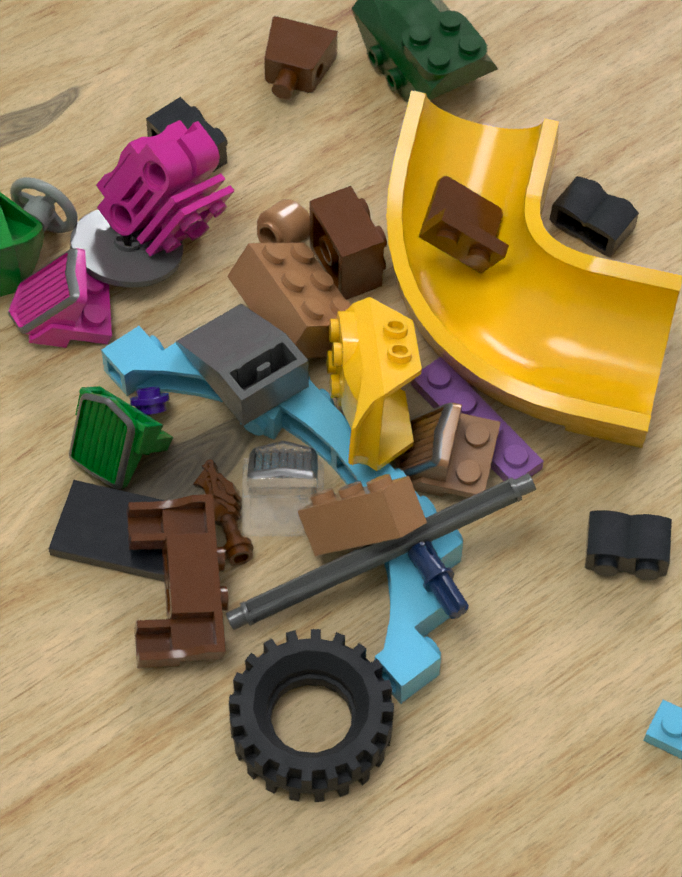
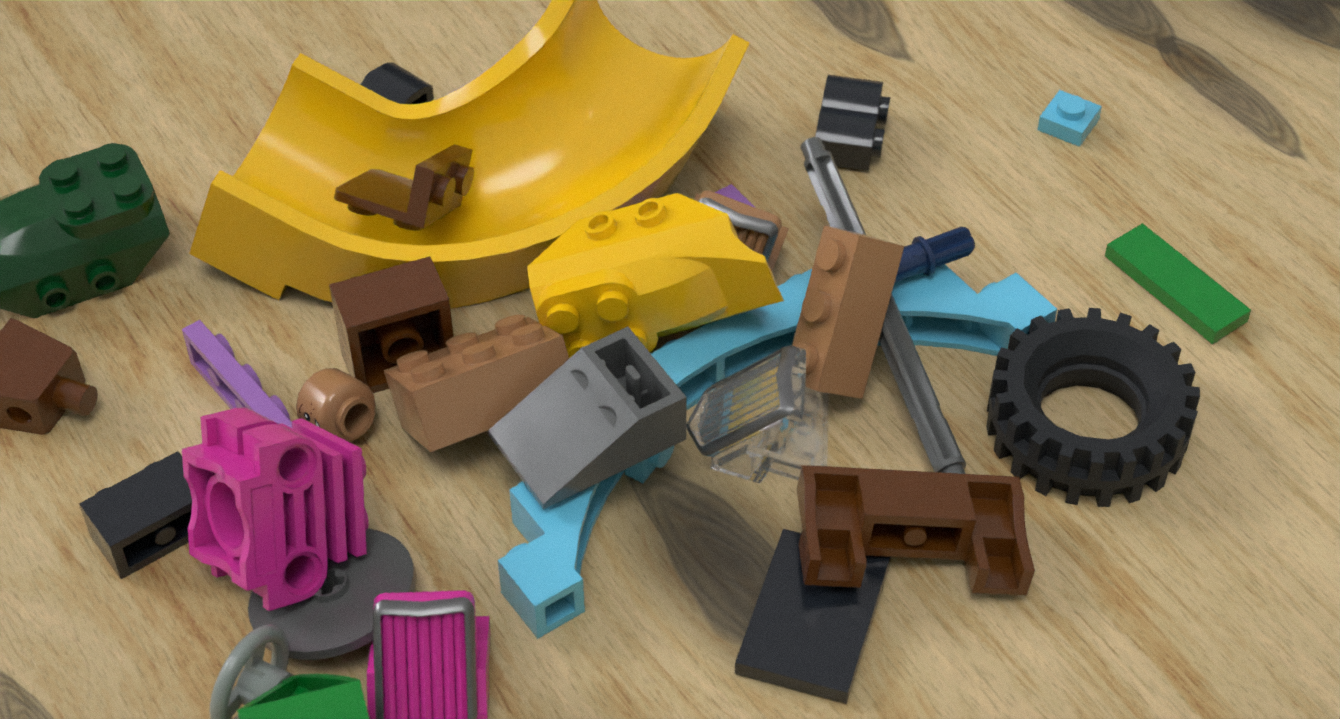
camera: 85 degrees left, 10 degrees down
(113, 437) = (681, 598): green piece -> none
(150, 400) = (612, 567): dark purple plate -> none
(226, 512) = (763, 497): reddish brown piece -> none
(285, 178) = (232, 382): none -> medium lavender plate
(471, 803) = (1177, 283): none -> green tile

